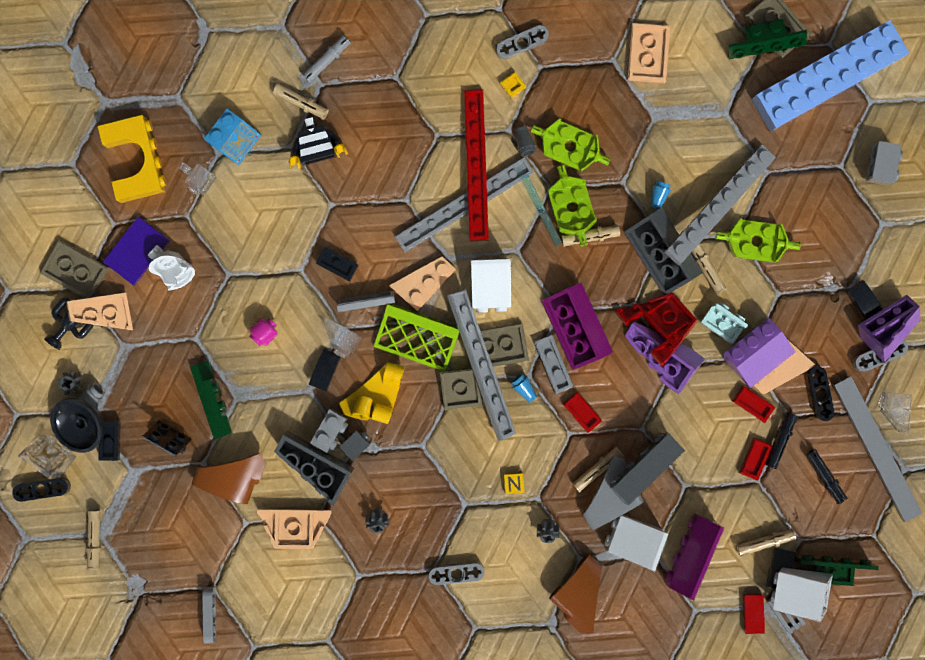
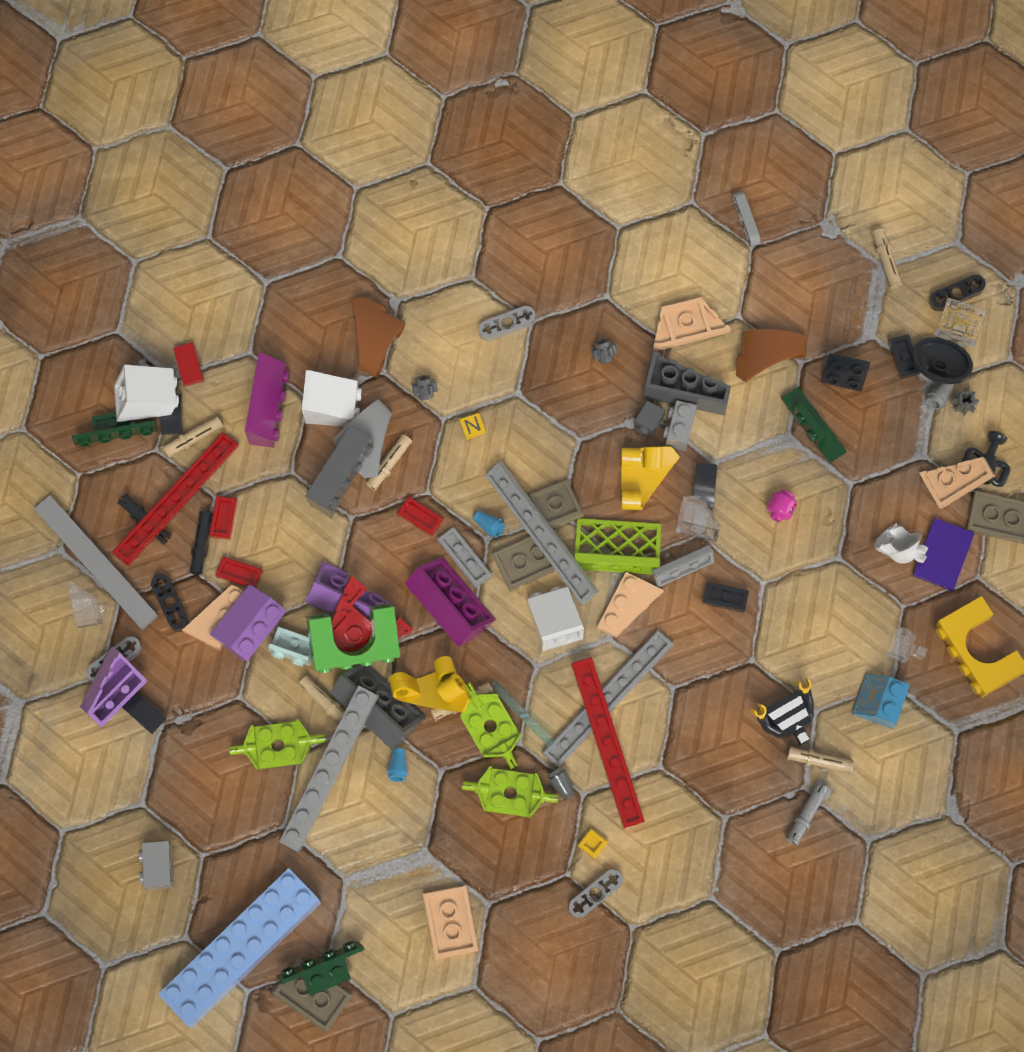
camera: 170 degrees right, 15 degrees down
(613, 251) = (437, 690): none -> yellow panel
(650, 298) = (381, 646): none -> bright green arch
(795, 486) = (175, 499): none -> red tile

